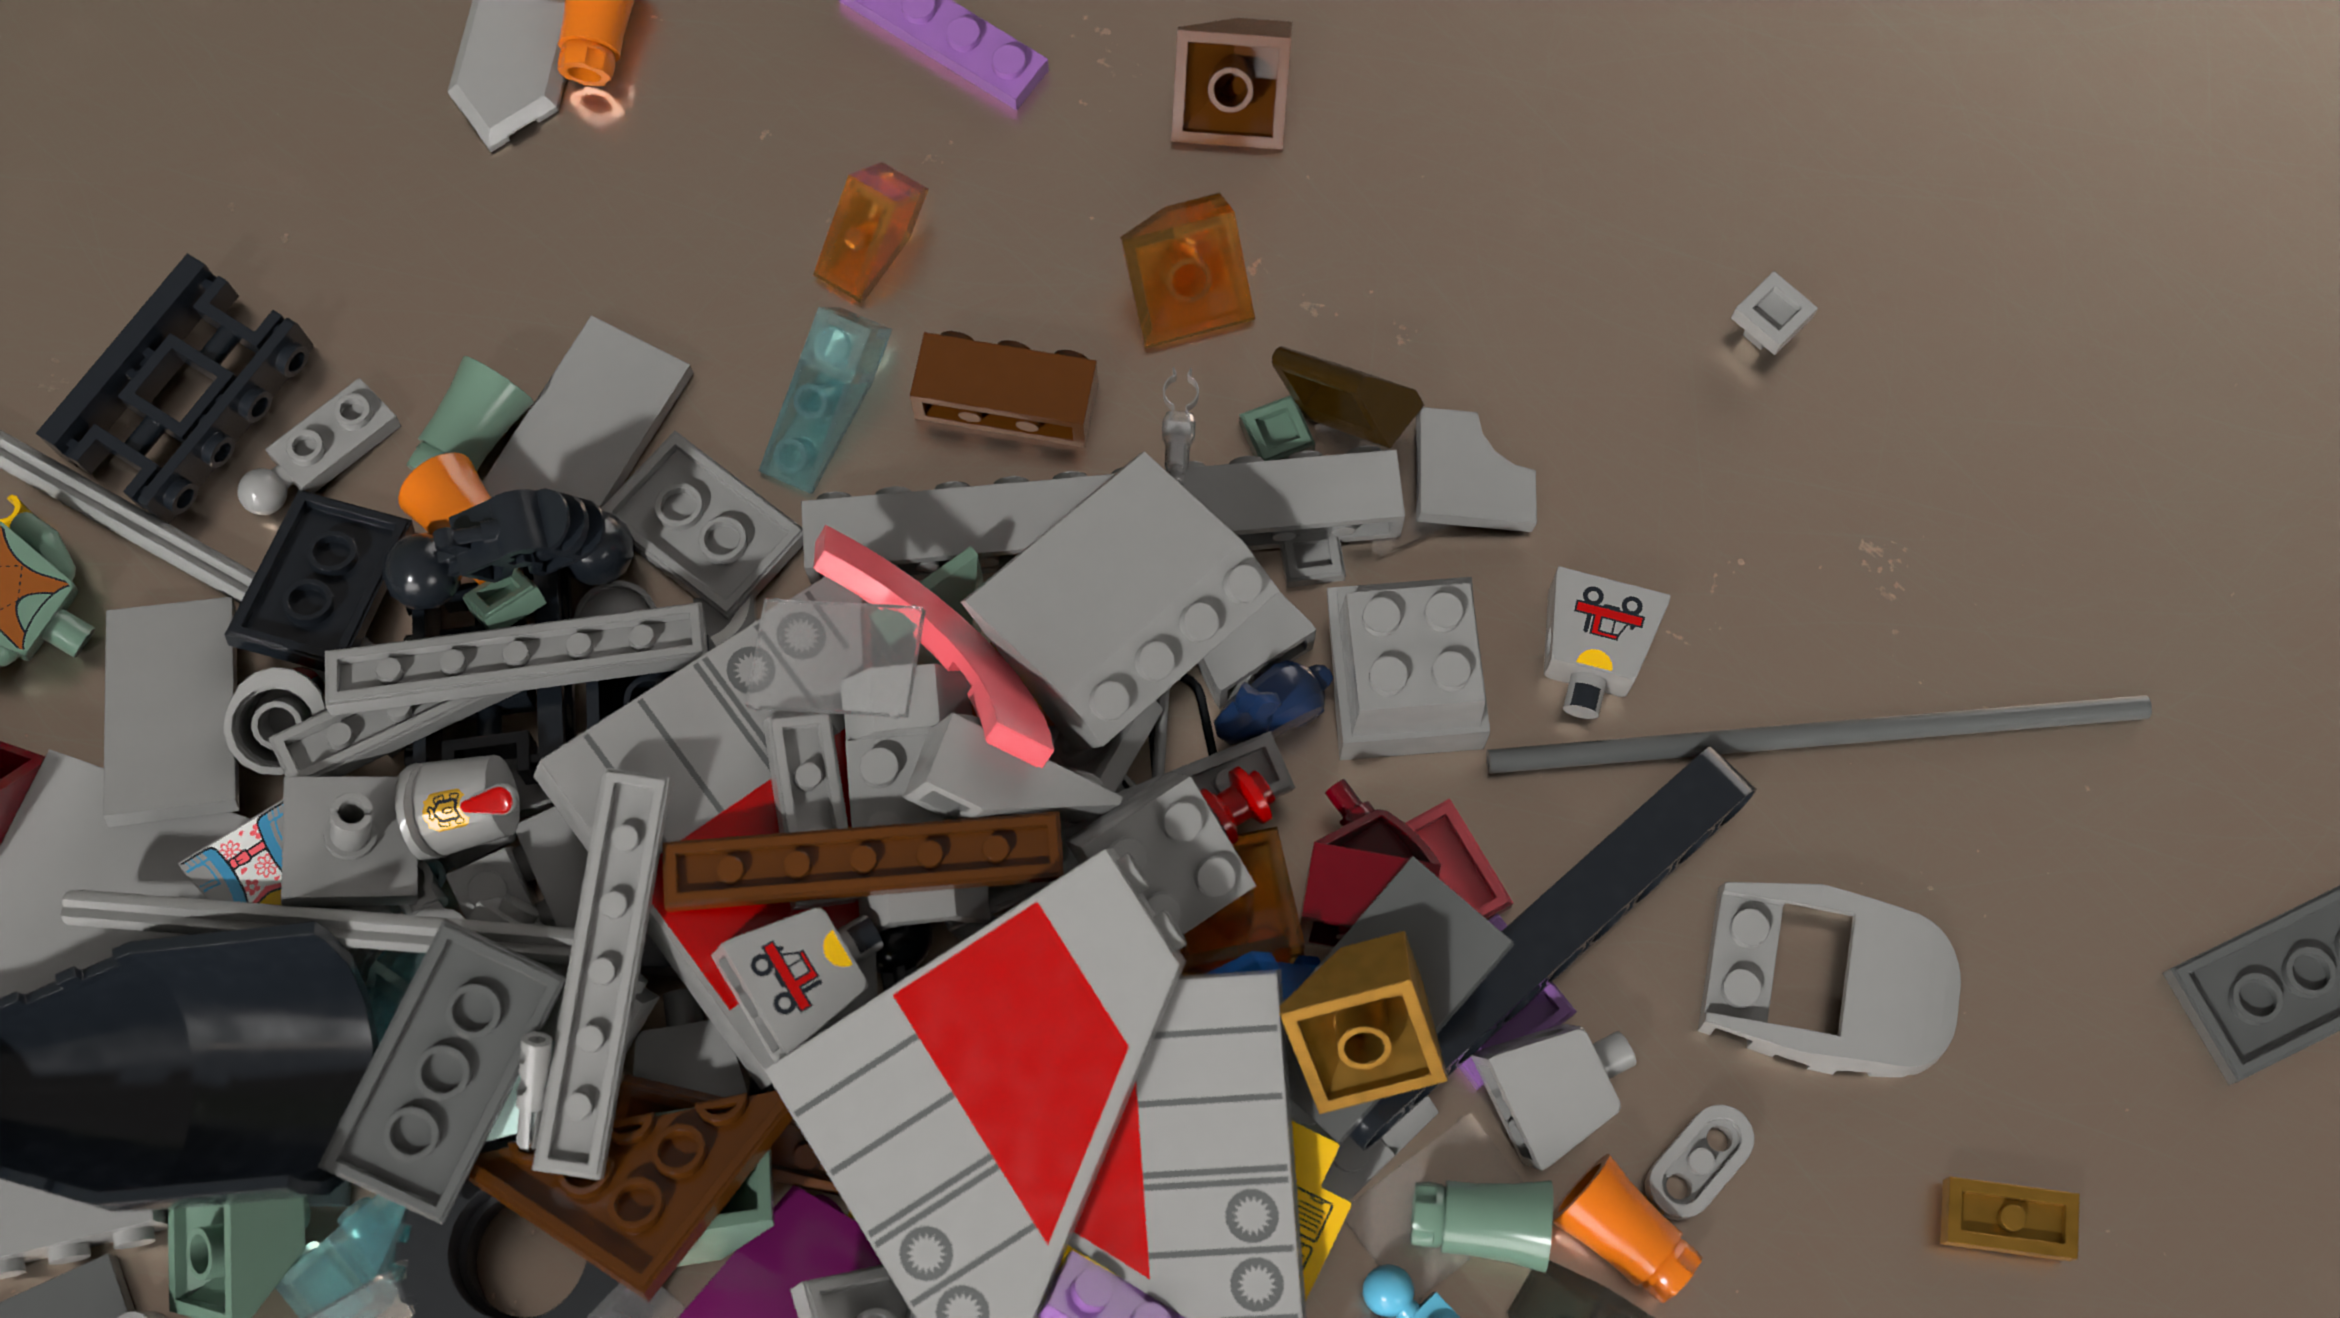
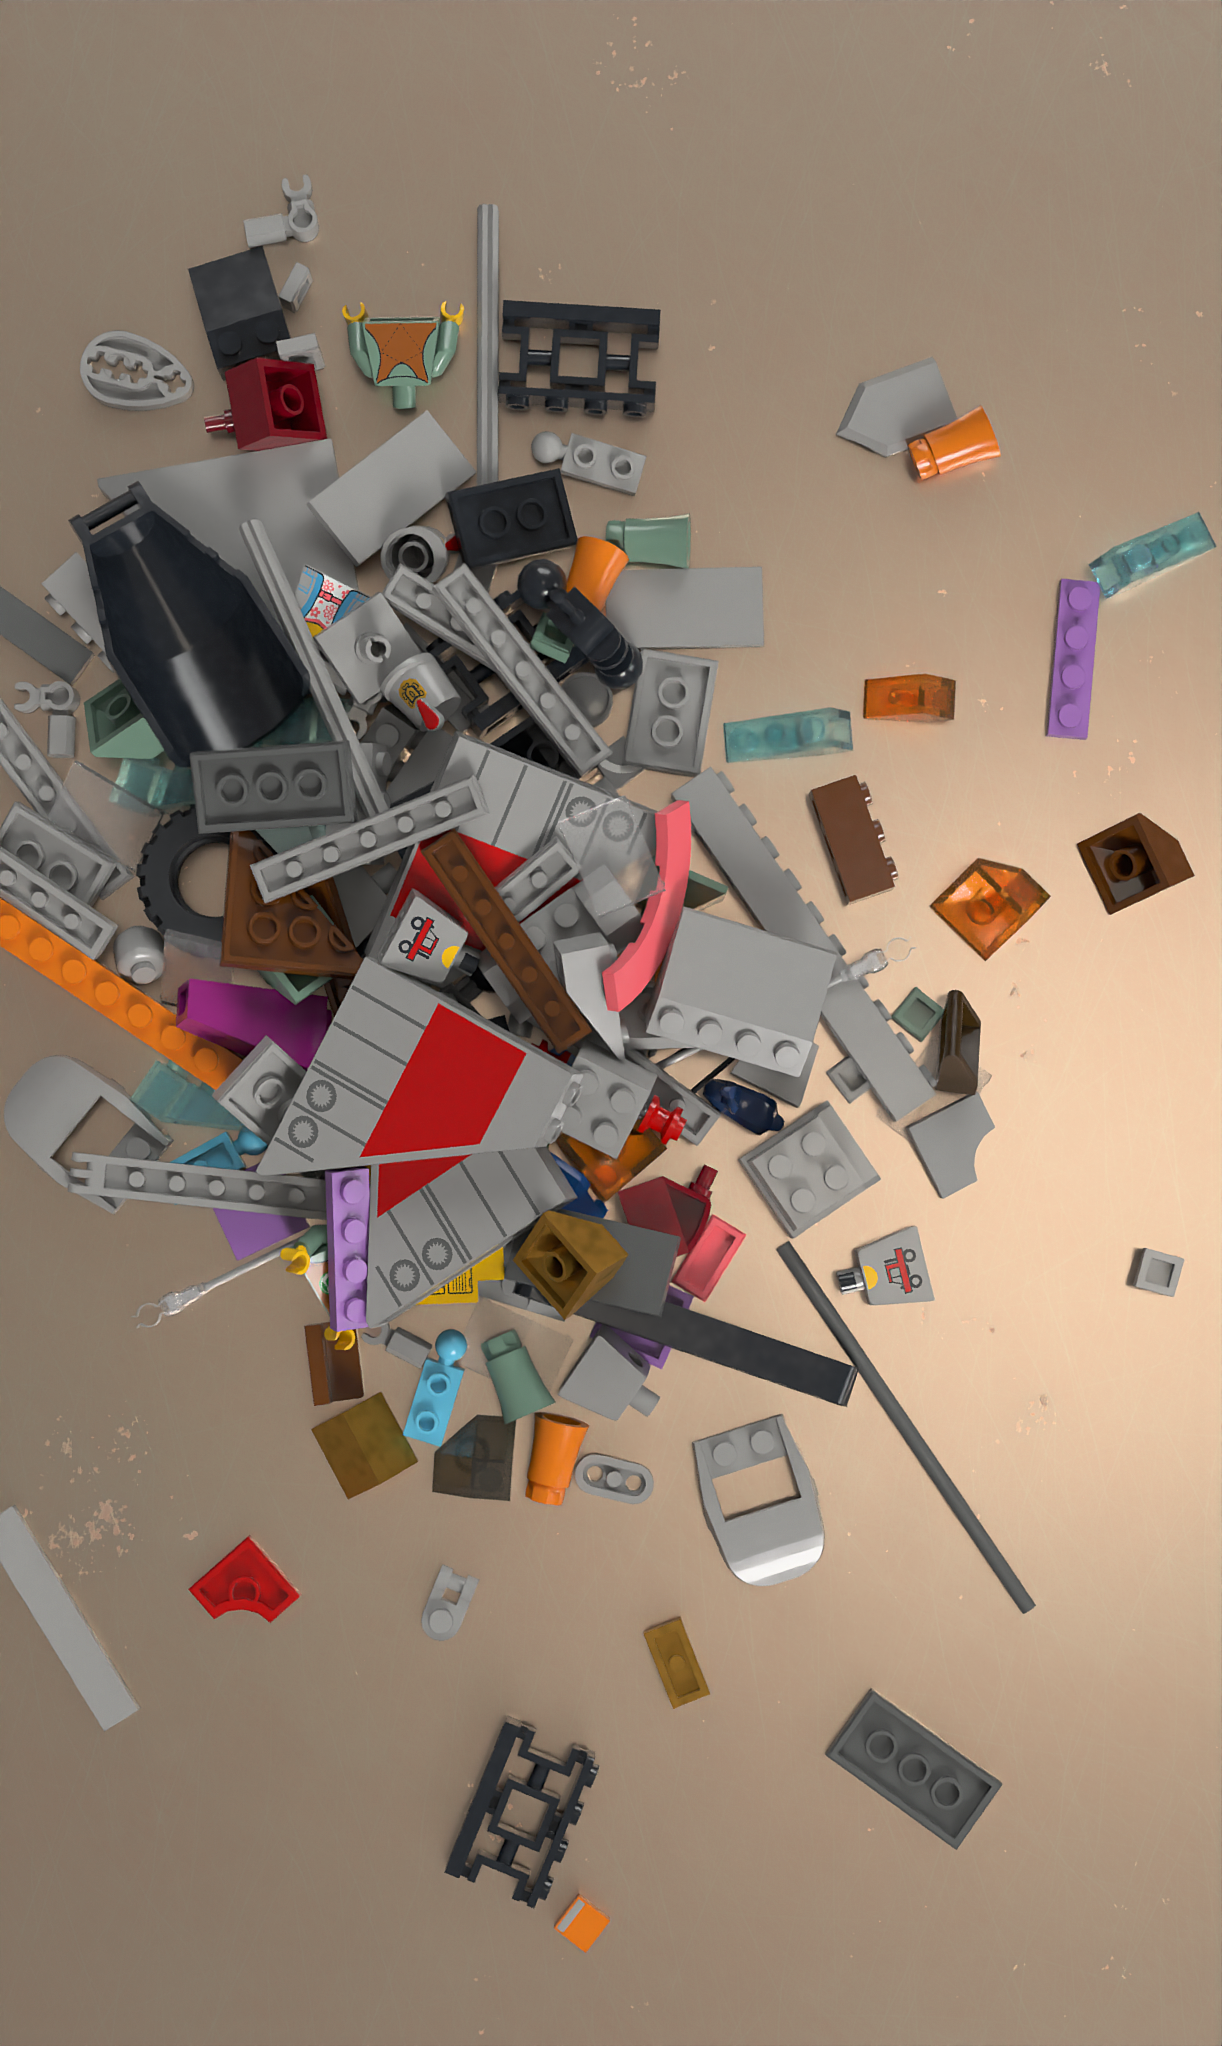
camera: 65 degrees right, 15 degrees up
(534, 1073) = (291, 838): light grey pin -> none

